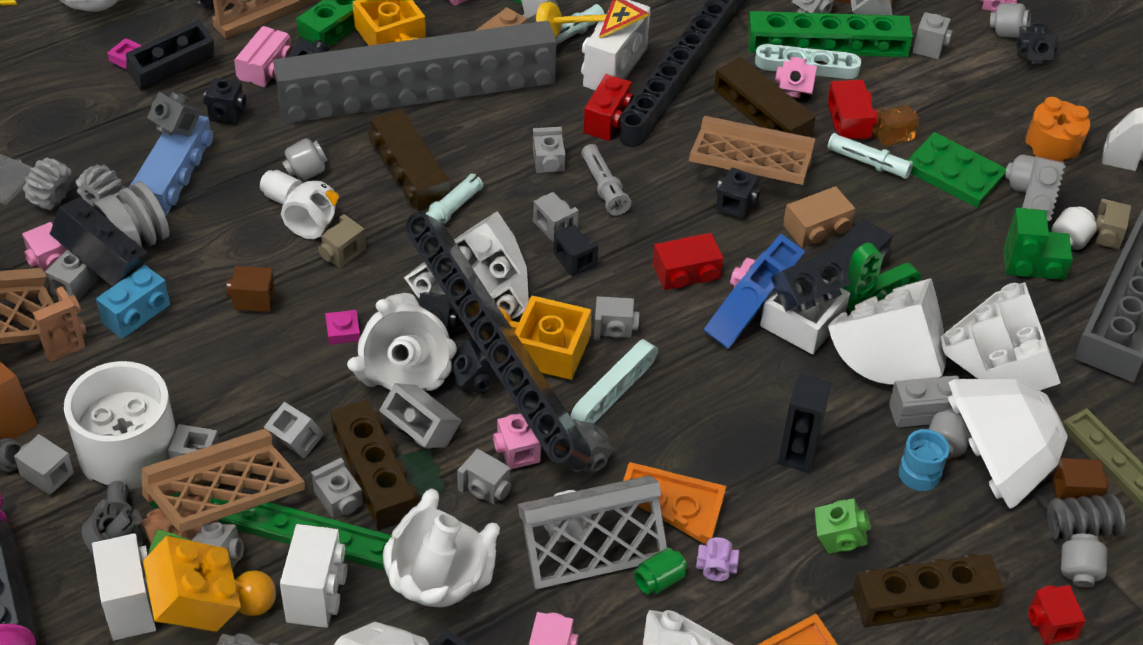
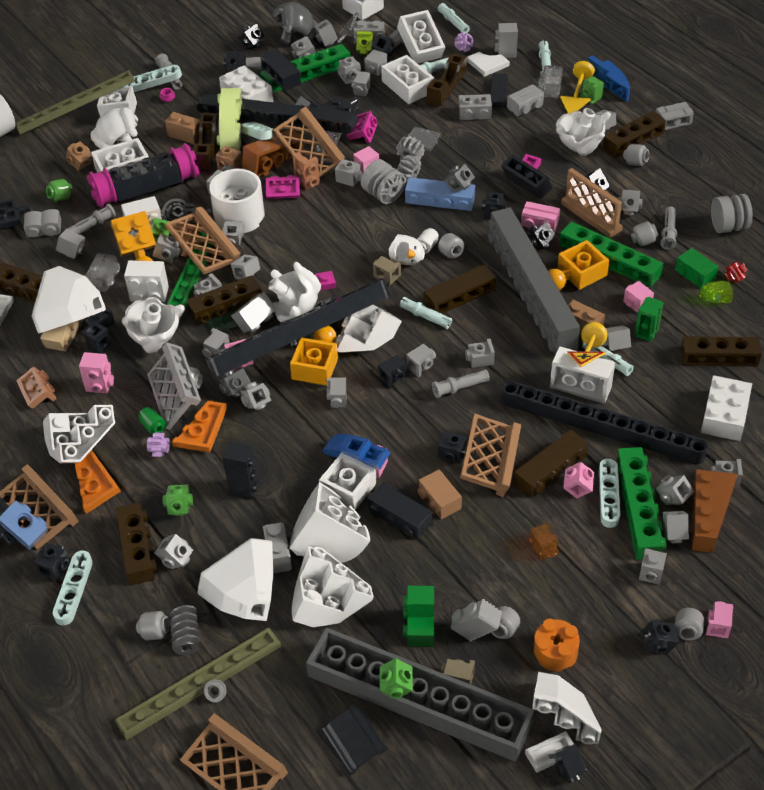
camera: 90 degrees right, 0 degrees up
(75, 361) = (282, 187): none -> dark pink bracket
(97, 241) = (353, 171): black brick -> none
(133, 301) = (330, 196): dark azure brick -> none
(251, 288) = (342, 237): reddish brown brick -> none
(606, 107) = (527, 374): red brick -> none
(615, 382) = (289, 397): light aqua beam -> none
(620, 416) = (261, 393): none -> light grey brick
(687, 261) = (389, 426): red brick -> none
(810, 280) = (349, 462): black brick -> none
(851, 109) = (551, 508): red brick -> none
(865, 276) = (366, 510): green beam -> none
(880, 159) = (506, 532): light aqua pin -> none
(923, 460) = (226, 539): dark azure wheel -> none
(941, 539) = (174, 551): none -> light grey brick
(956, 170) = (508, 580): green plate -> none
(1056, 614) = (115, 607): red brick -> none
(1078, 224) = (449, 646): white head -> none
(1079, 478) = (210, 625): reddish brown brick -> none

